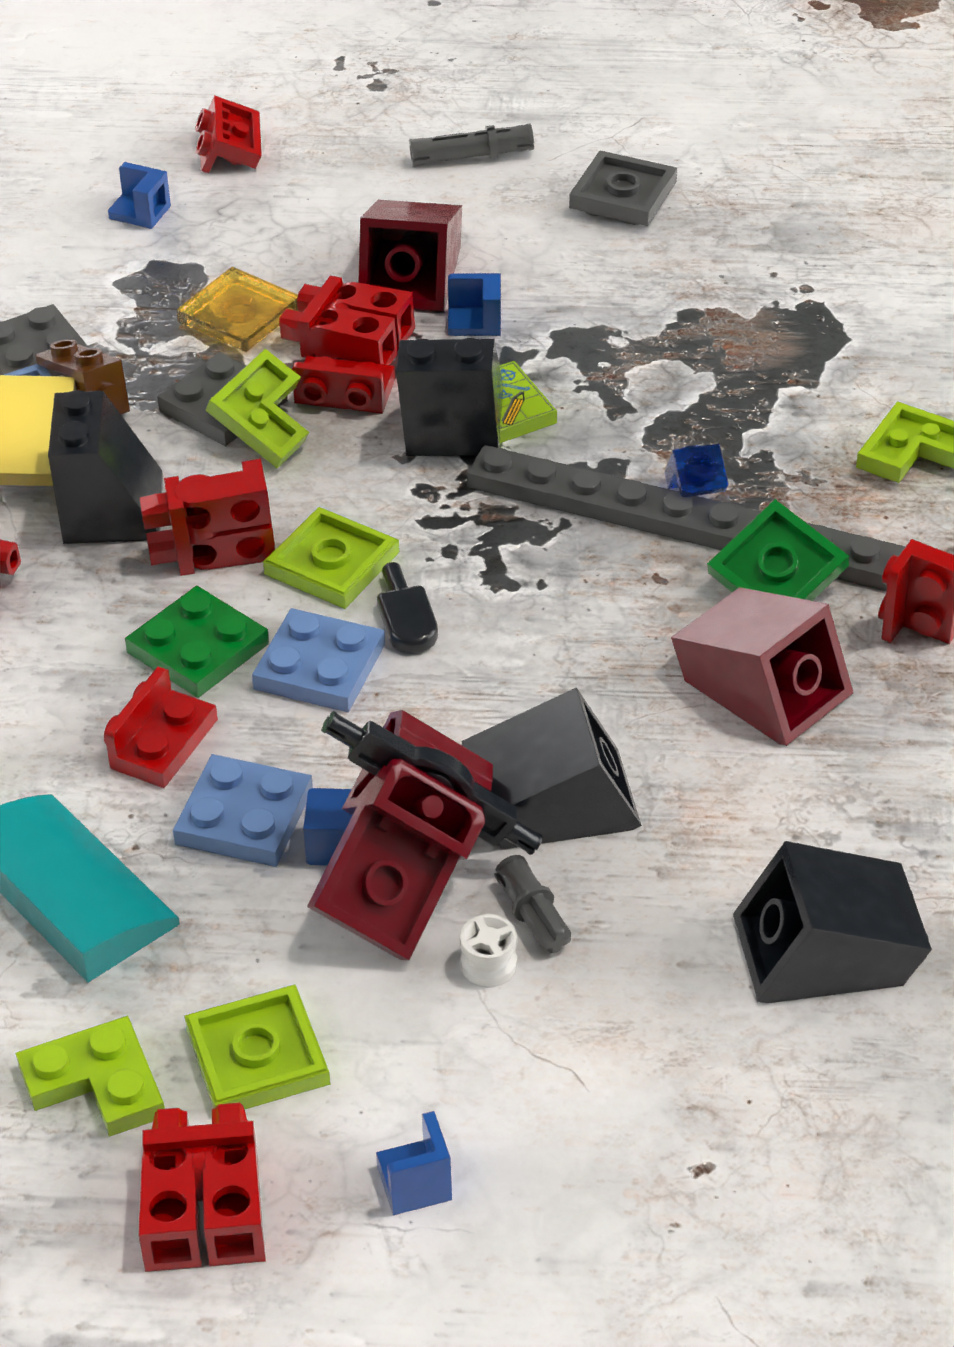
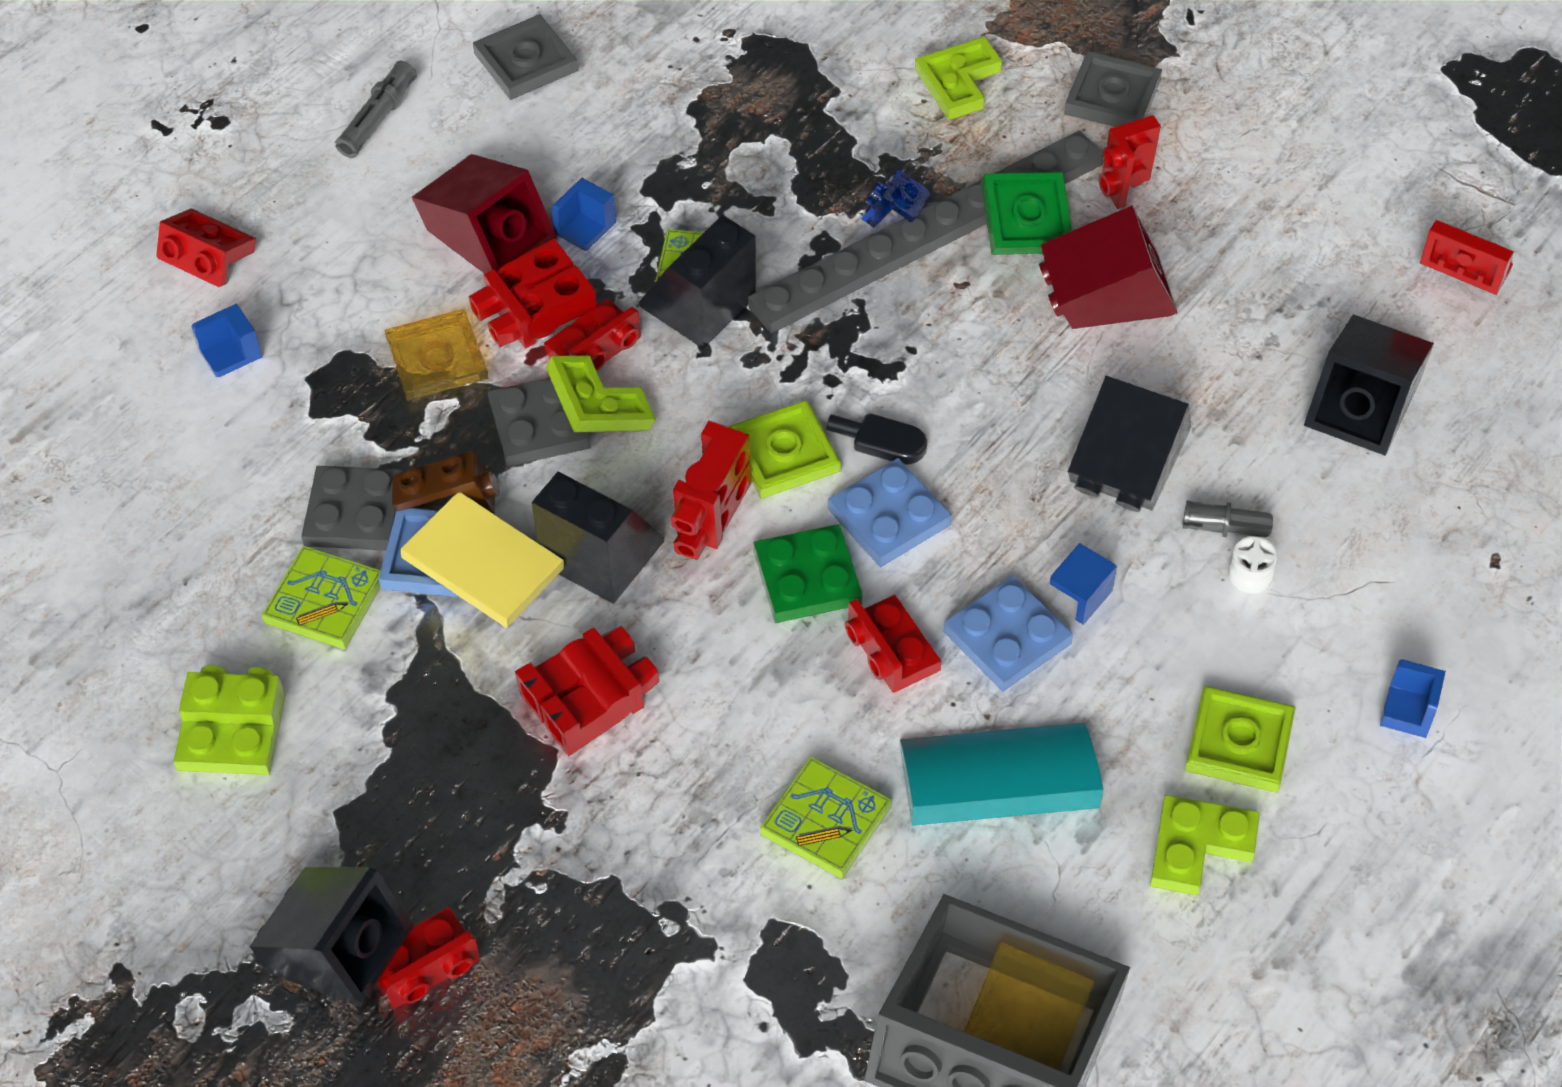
camera: 55 degrees left, 10 degrees up
(194, 1165) = (1352, 823): red hips -> none
(411, 822) = (1148, 519): dark red piece -> none

